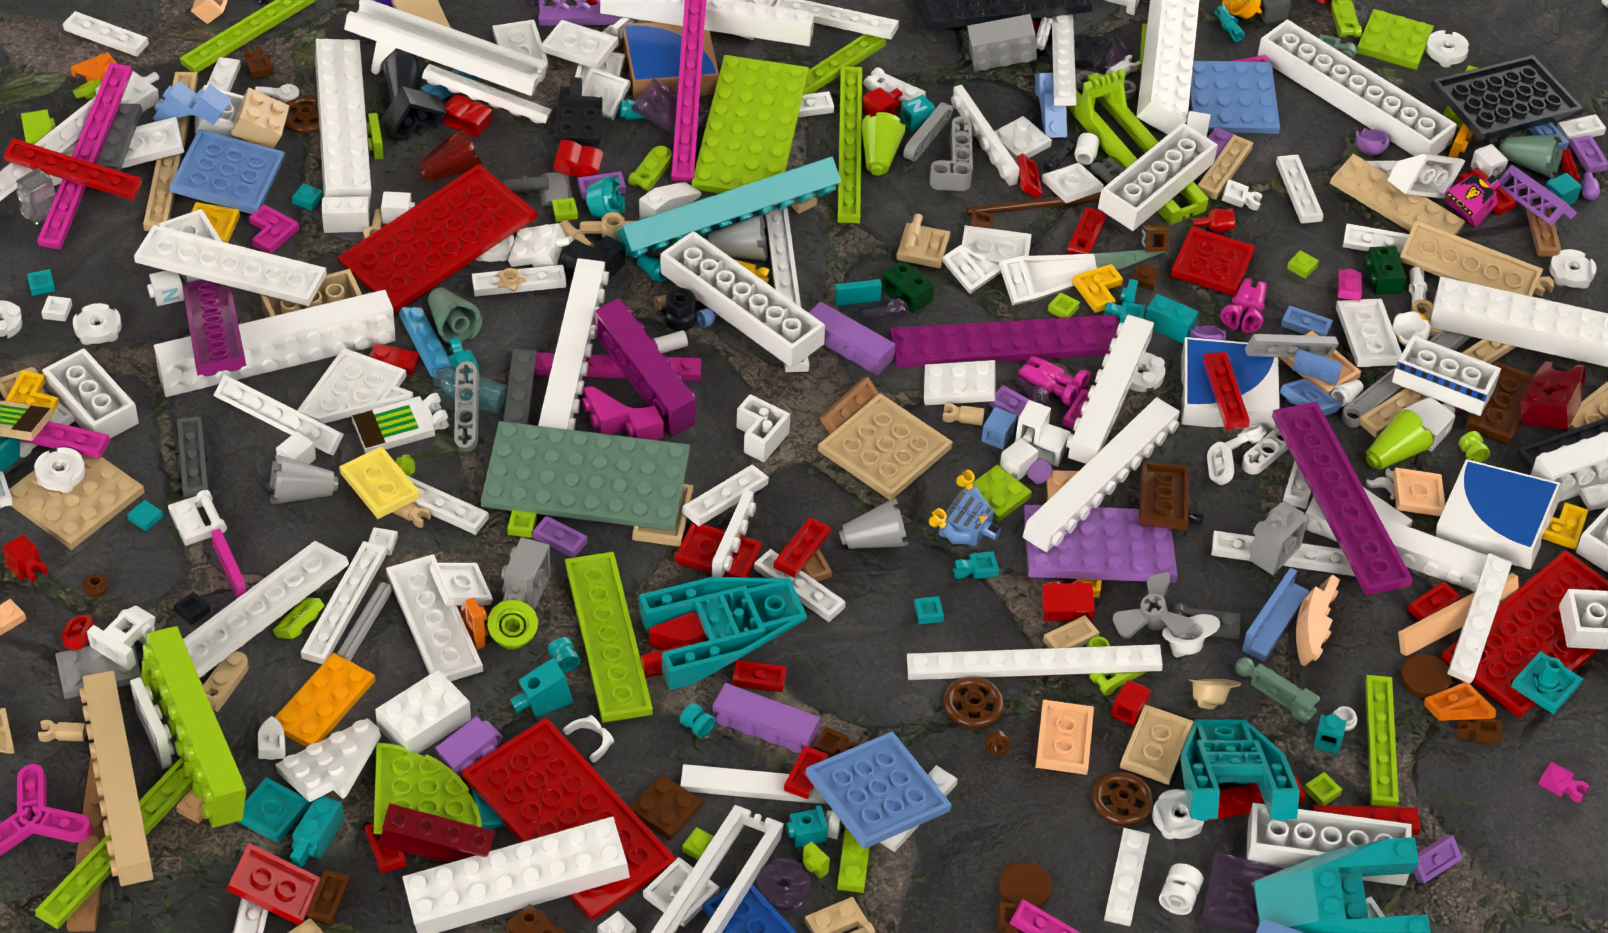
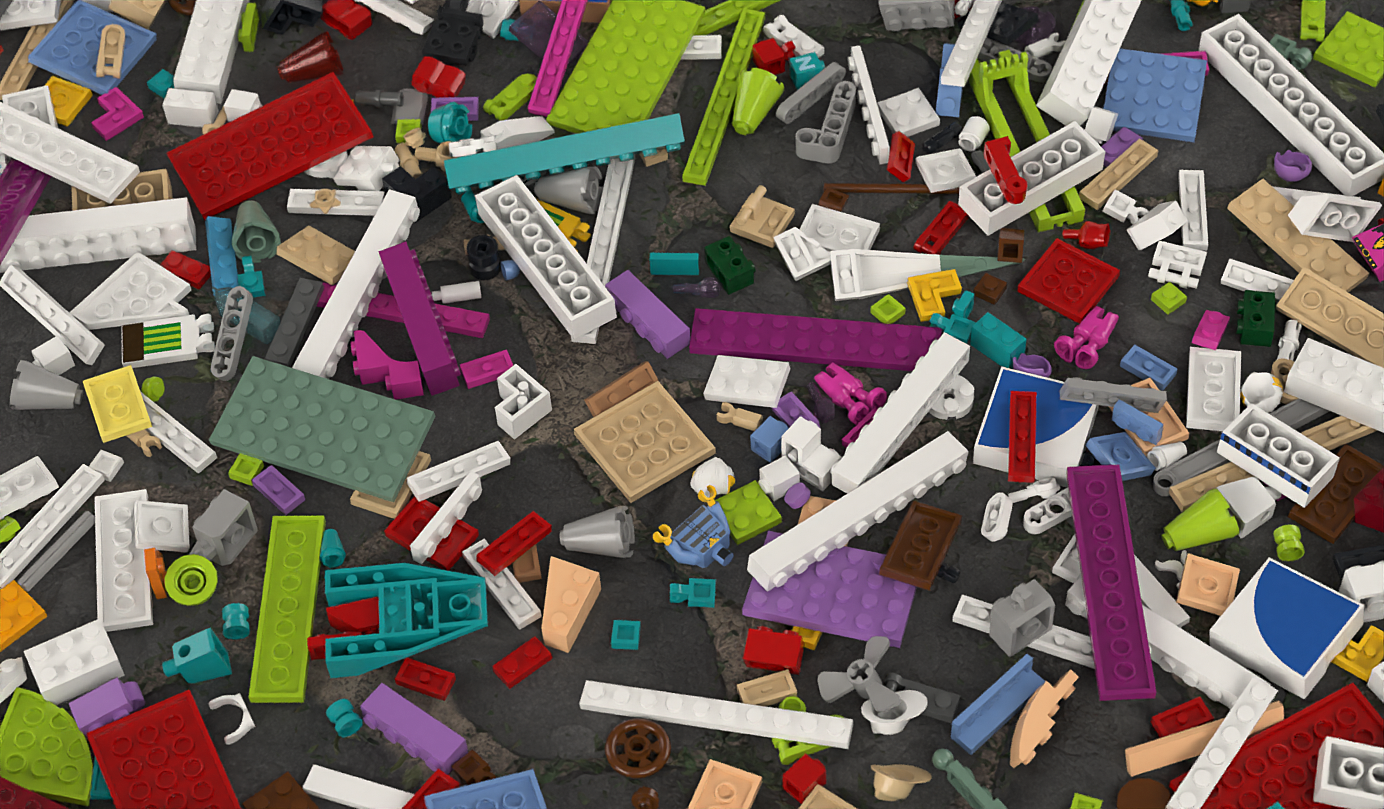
camera: 20 degrees right, 5 degrees up
(251, 171) = (111, 51): none -> tan plate
(521, 328) = (317, 254): none -> tan plate
(576, 213) = (414, 138): none -> tan plate
(631, 580) = (332, 550): none -> teal cone
(633, 214) = (472, 146): none -> white plate
(718, 405) = (485, 369): none -> dark pink plate
(841, 649) = (522, 662): none -> red plate
(866, 587) = (567, 602): none -> light nougat wedge
(957, 463) = (713, 473): none -> white hair
(1139, 170) = (1004, 171): none -> red leg
(1275, 203) = (1157, 224): none -> white slope
(1301, 230) = (1180, 259): none -> white plate

